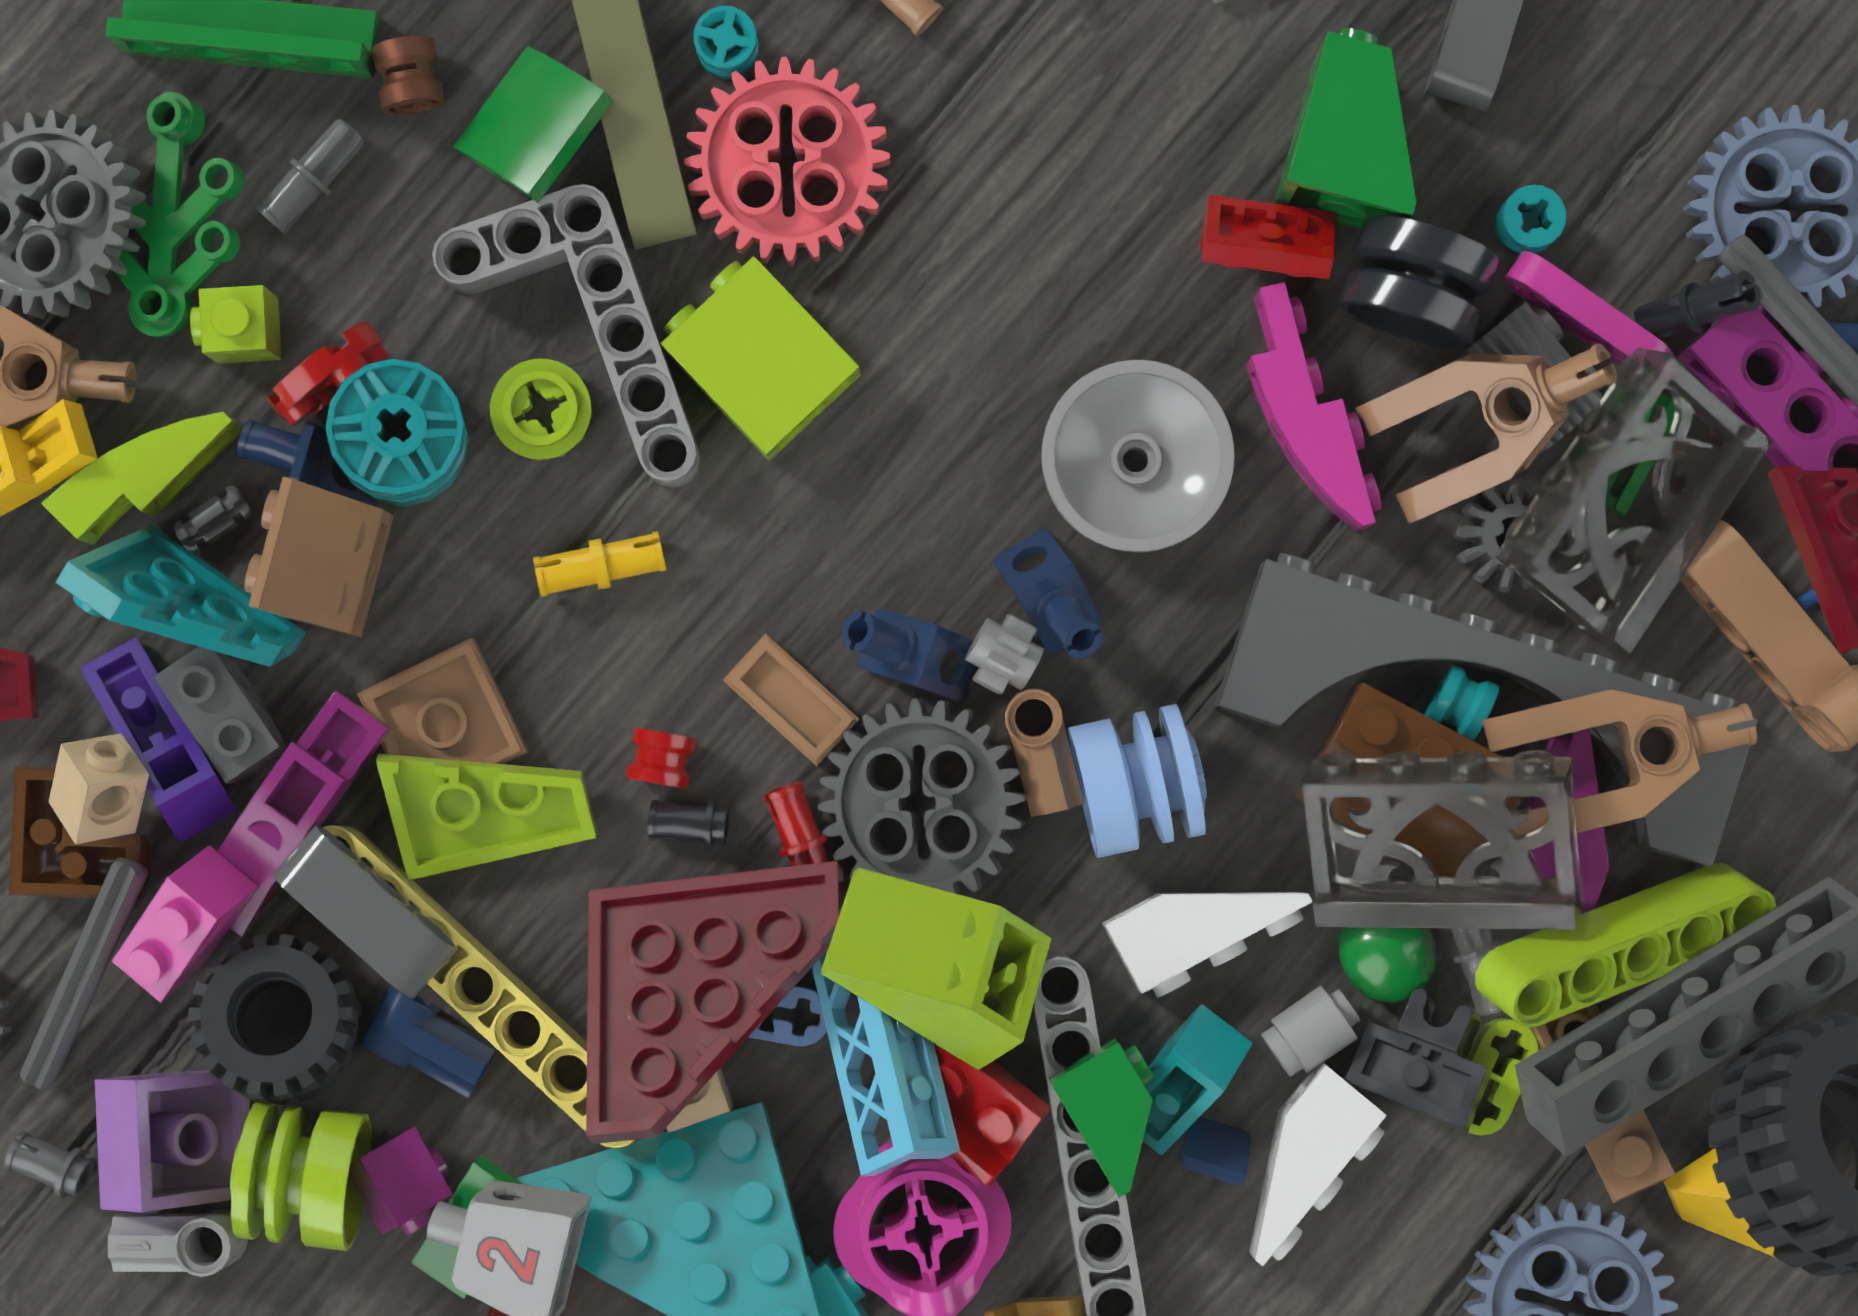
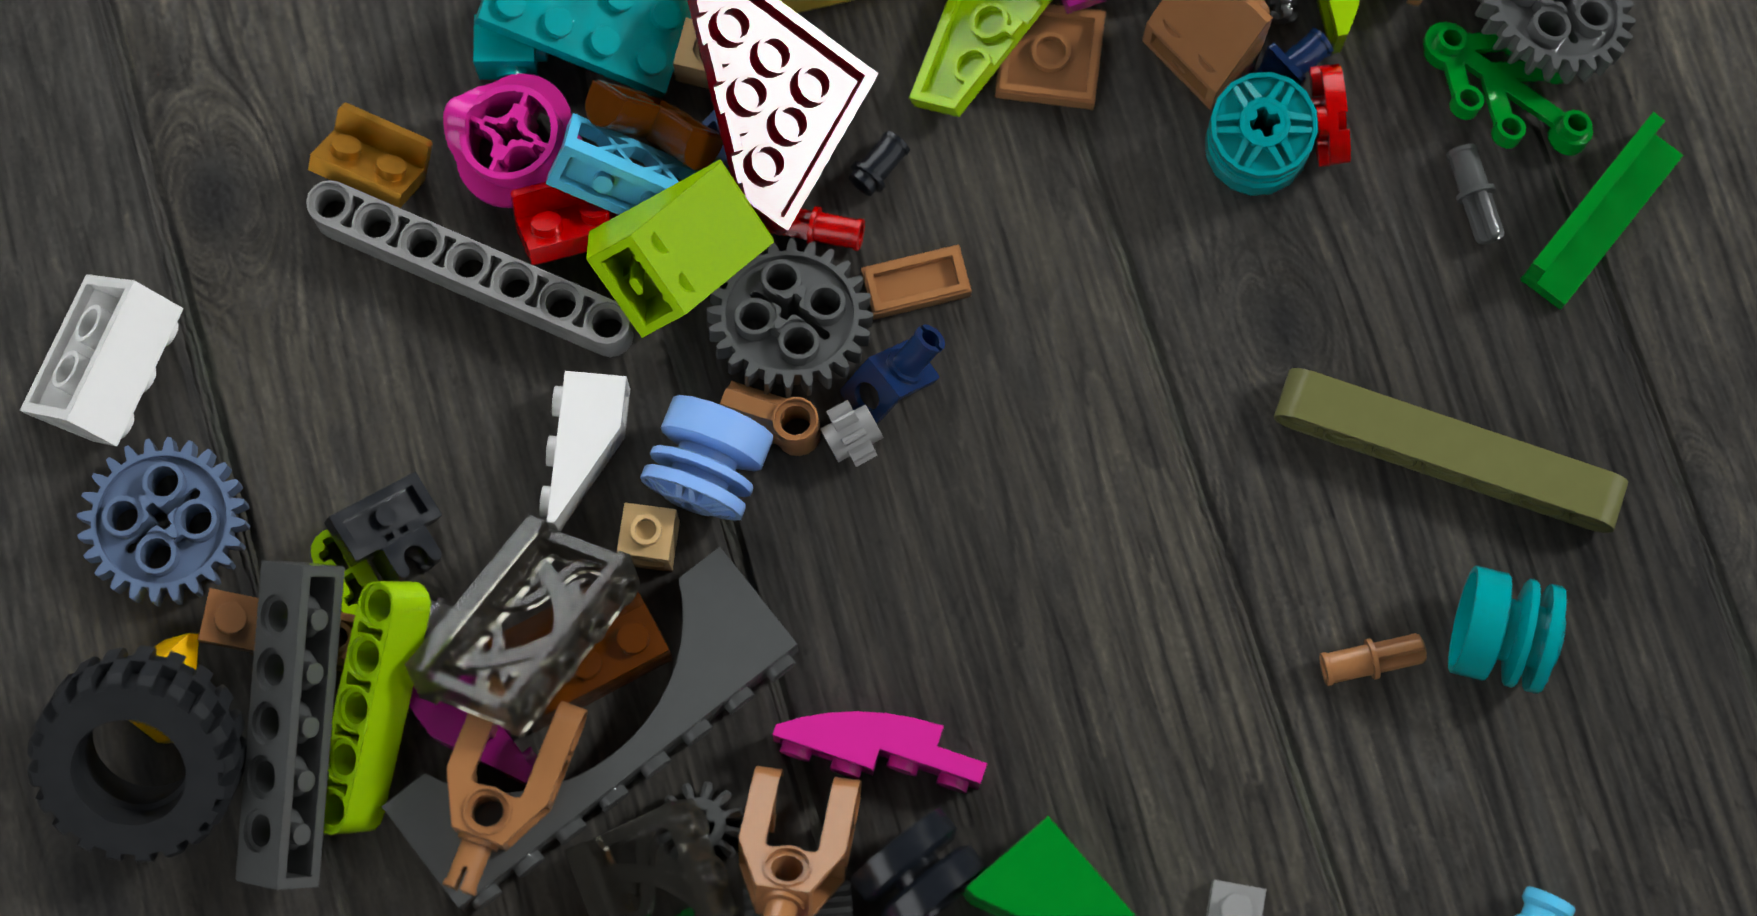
camera: 120 degrees right, 10 degrees down
(237, 324) = (1401, 83): lime brick -> none
(408, 75) = (1493, 294): copper wheel -> none
(512, 400) = (1238, 231): lime gear -> none
(533, 123) = (1418, 354): green slope -> none
(599, 564) = (1089, 214): yellow pin -> none
(604, 309) = (1258, 318): light grey beam -> none
(661, 758) = (933, 171): red wheel -> none
(727, 29) = (1403, 513): teal wheel -> none
(759, 356) = (1161, 403): lime brick -> none
(801, 1089) = (653, 120): none -> reddish brown brick
(842, 159) = (1262, 547): coral gear -> none
(1053, 596) = (869, 491): dark blue bracket -> none
(1109, 1107) = (505, 291): green slope -> none
(1144, 410) = (933, 569): light grey dish -> none
(1191, 1075) = (491, 368): teal slope -> none
(1216, 1151) = (429, 359): dark blue slope -> none
(1253, 790) = (649, 535): none -> tan brick
(1268, 237) = (1018, 793): red bracket -> none
(1311, 1030) = (463, 471): light grey brick -> none
(1311, 1144) = (390, 424): white slope -> none
(1387, 961) = (469, 551): green hair -> none
(1462, 702) = (610, 718): teal wheel -> none

